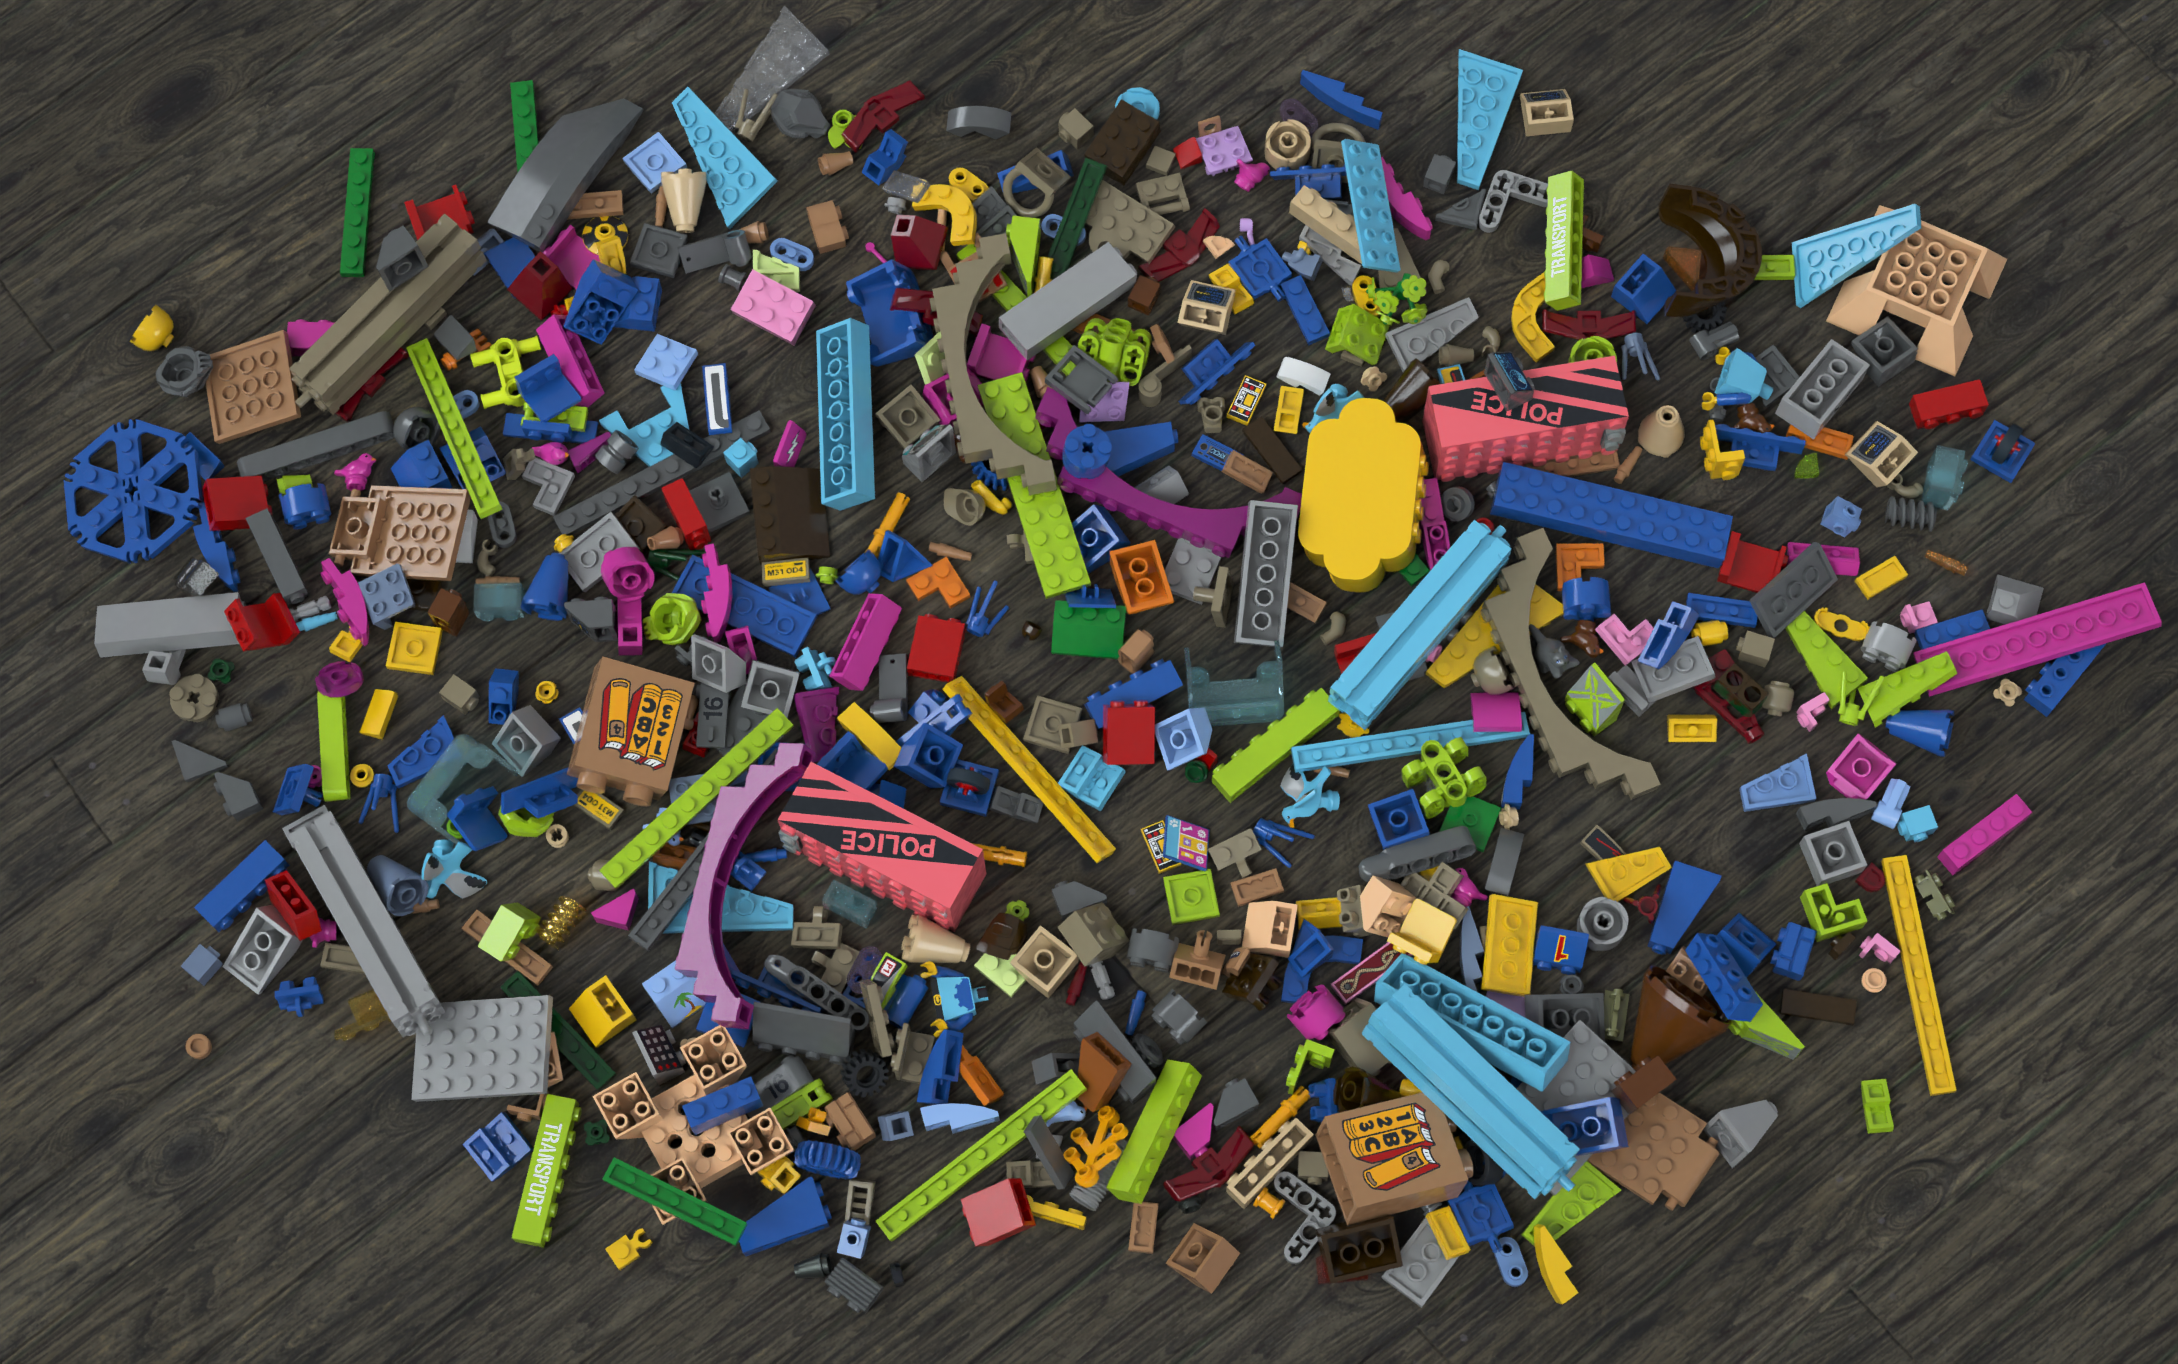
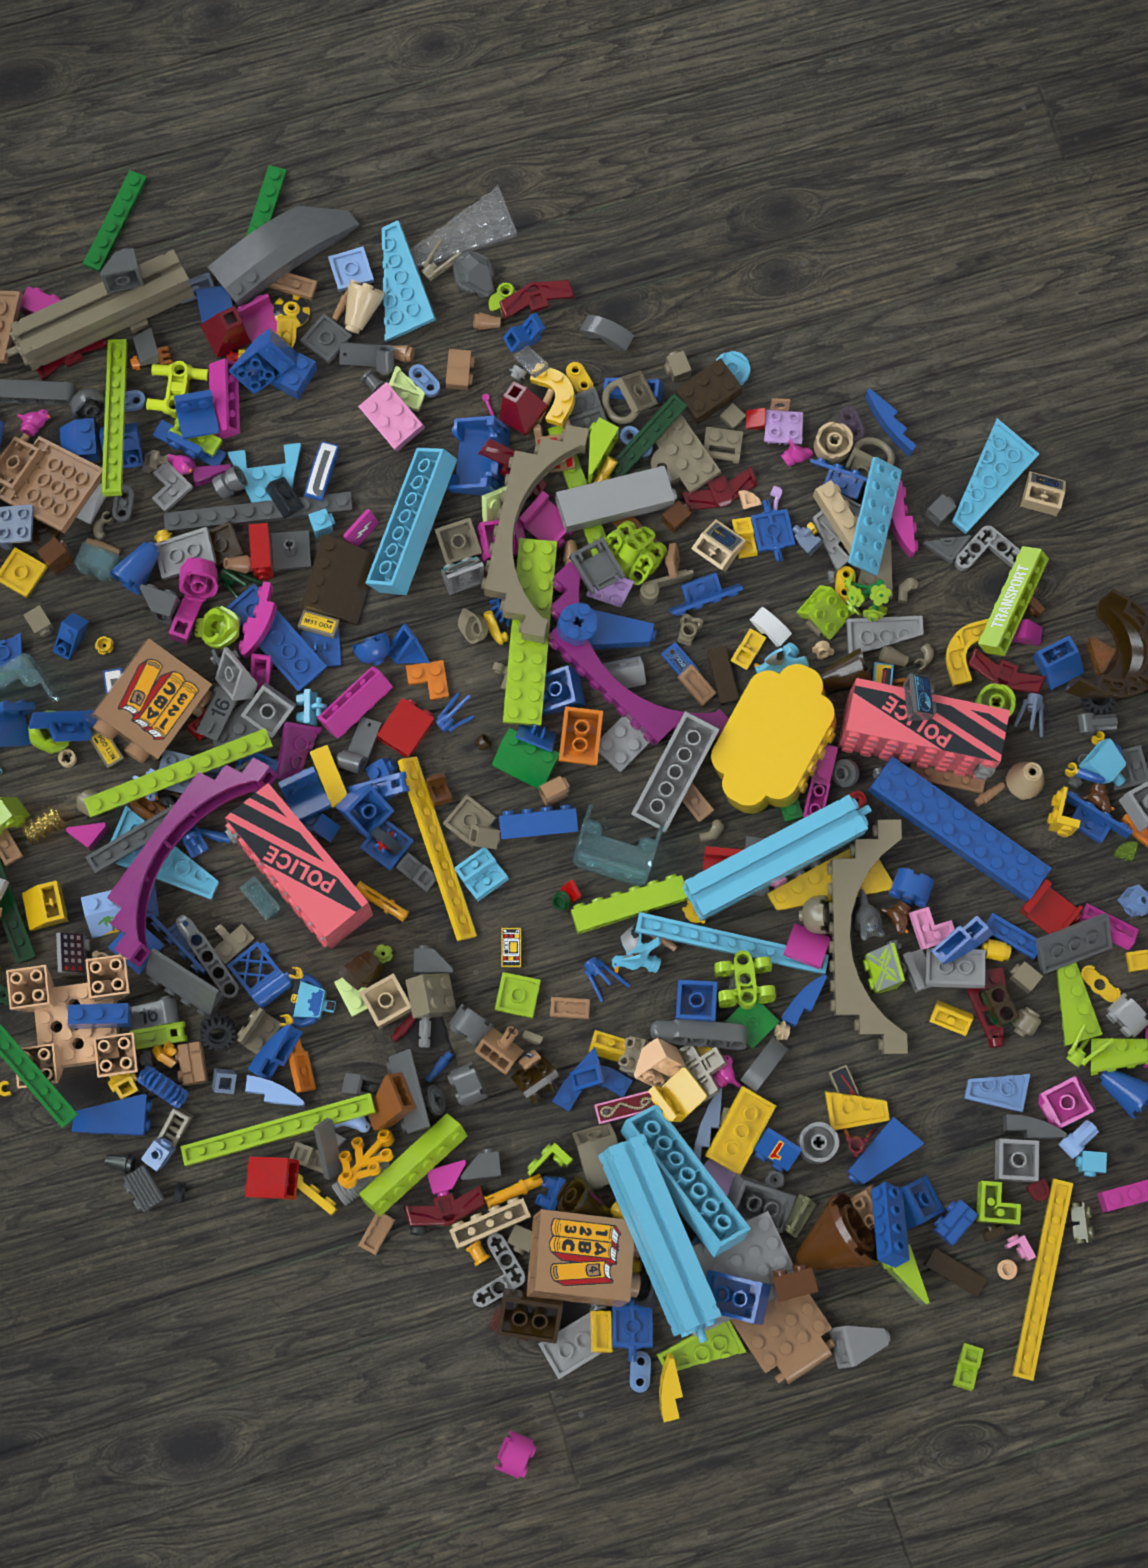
camera: 15 degrees right, 5 degrees up
(428, 214) = (183, 245): red panel -> none
(525, 740) = (73, 676): light grey slope -> none
(666, 362) = (296, 427): light blue plate -> none
(818, 933) = (227, 910): dark tan plate -> none
(827, 575) = (348, 638): lime plate -> none
(863, 968) = (252, 954): clear purple plate -> none
(878, 1017) = (243, 994): dark tan plate -> none
(887, 975) = (261, 967): slope -> none
(888, 523) = (410, 617): light orange pin -> none
(932, 943) = (309, 953): tan cone -> none
(949, 551) = (448, 657): medium nougat animal -> none
(1128, 733) = (521, 852): red brick -> none
(1183, 736) = (561, 871): light blue slope -> none
(1186, 843) = (529, 953): piece -> none
(1203, 1258) = (410, 1274): medium nougat slope -> none
(1219, 597) = (634, 773): dark tan tile -> none
(1236, 850) = (565, 973): dark tan plate -> none
(1246, 400) = (719, 629): tile -> none
(1270, 928) = (565, 1043): light nougat slope -> none
(1304, 310) = (793, 576): blue plate -> none
(1316, 1013) = (572, 1124): dark pink brick -> none
(1574, 557) = (918, 850): orange plate -> none
(1814, 706) = (1052, 1040): bright pink bracket -> none

